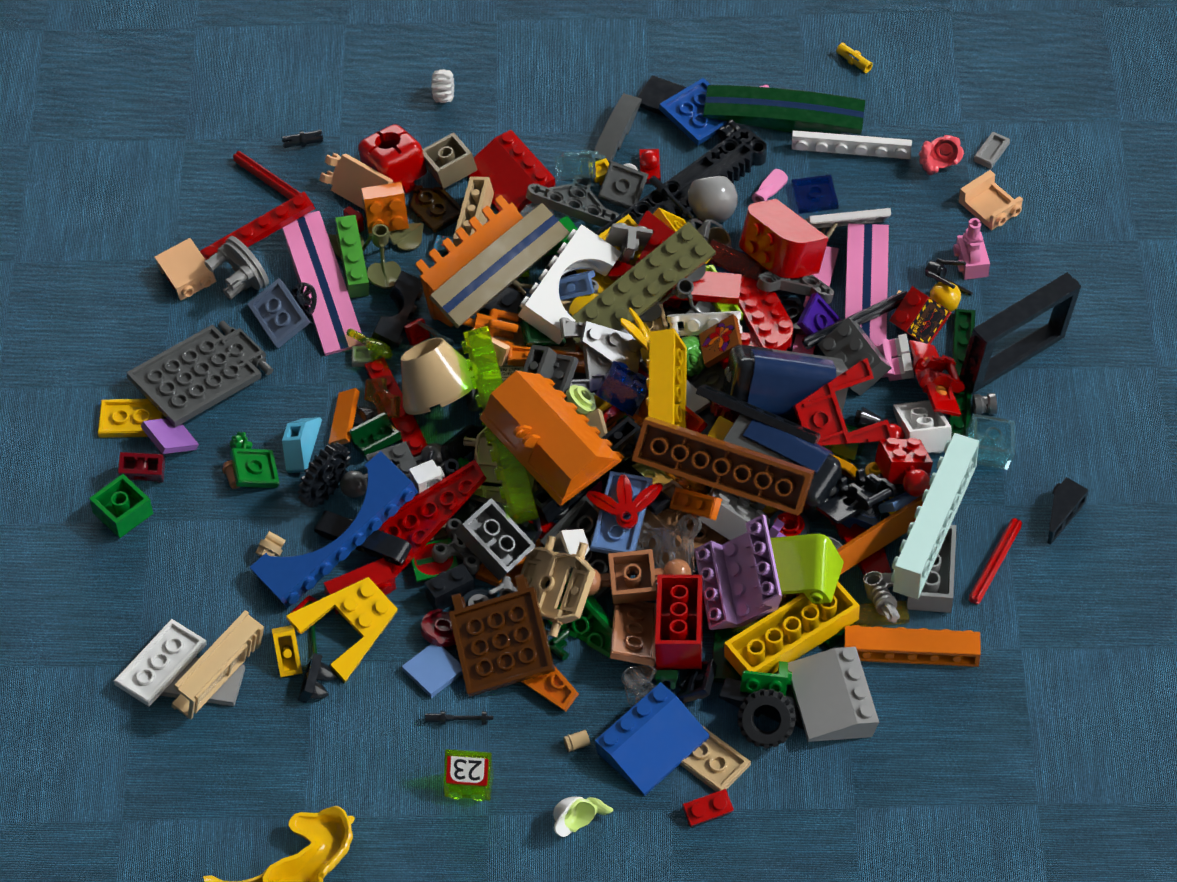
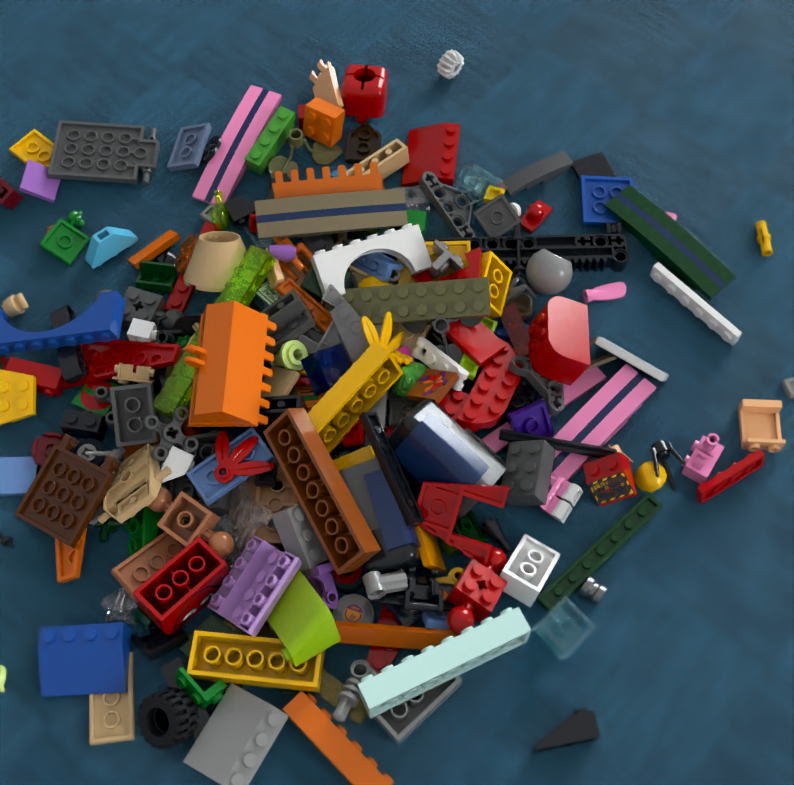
camera: 40 degrees right, 10 degrees up
(185, 268) = (167, 77): light nougat panel -> none
(244, 263) = (194, 102): light grey piece -> none
(265, 175) = (284, 56): red axle -> none
(265, 224) = (217, 80): red plate -> none
(302, 138) = (330, 41): black pin -> none
(323, 475) = (83, 279): black gear -> none
(449, 160) = (399, 117): dark tan brick -> none
(451, 516) = (125, 374): none -> tan hinge
(493, 321) = (283, 252): none -> medium lavender cone
(551, 521) = (167, 441): none -> dark grey gear
(576, 740) = (41, 613): tan piece -> none
(695, 503) = (277, 502): orange tile -> none
(707, 808) = (66, 749): red plate -> none
(815, 194) = (632, 322): clear blue tile -> none
(834, 502) = (379, 584): none -> light grey piece
(937, 385) = (571, 528): red piece -> none
(940, 153) = (755, 359): coral hair -> none
(981, 369) = (667, 557): black window -> none
(995, 561) = (474, 731): red axle -> none
(1004, 253) = (730, 476): none -> red plate

